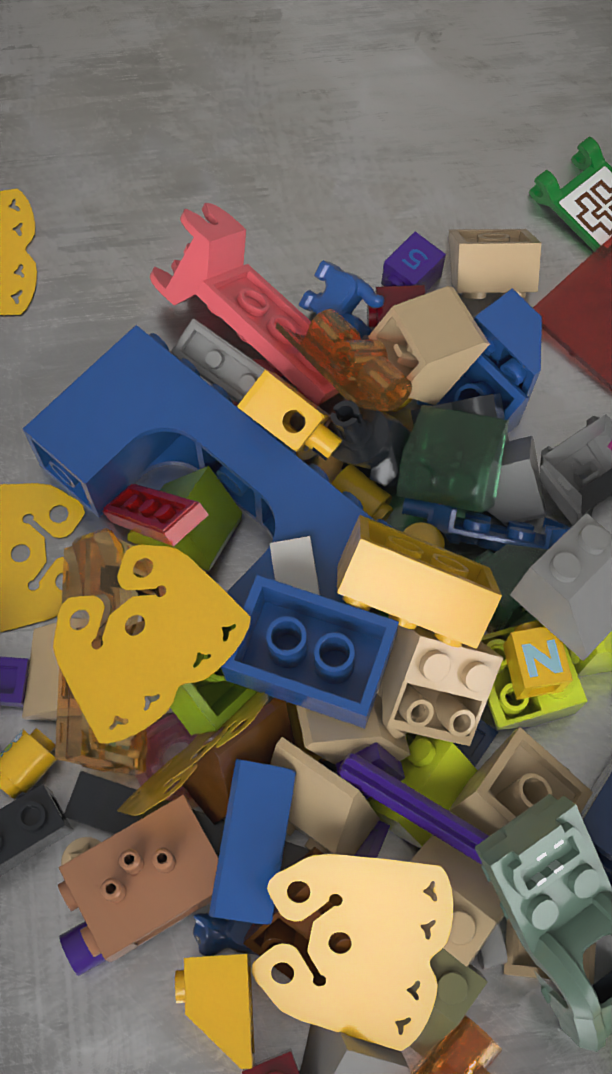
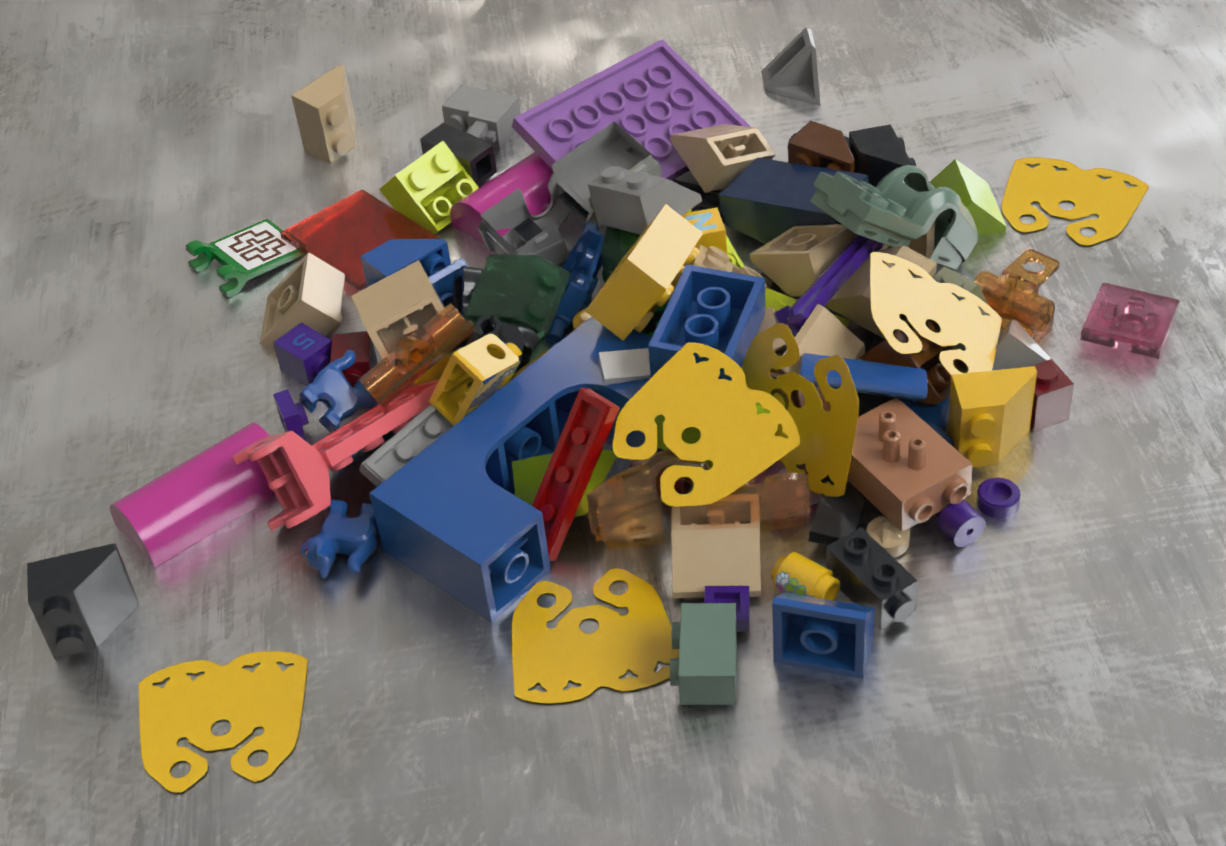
camera: 85 degrees left, 25 degrees down
(76, 115) = (80, 598): none -> black slope
(131, 1001) = (998, 498): none -> dark purple tile
(149, 317) = (342, 535): none -> blue animal
(199, 170) = (193, 499): none -> dark pink brick
(311, 258) = (291, 415): none -> dark purple plate

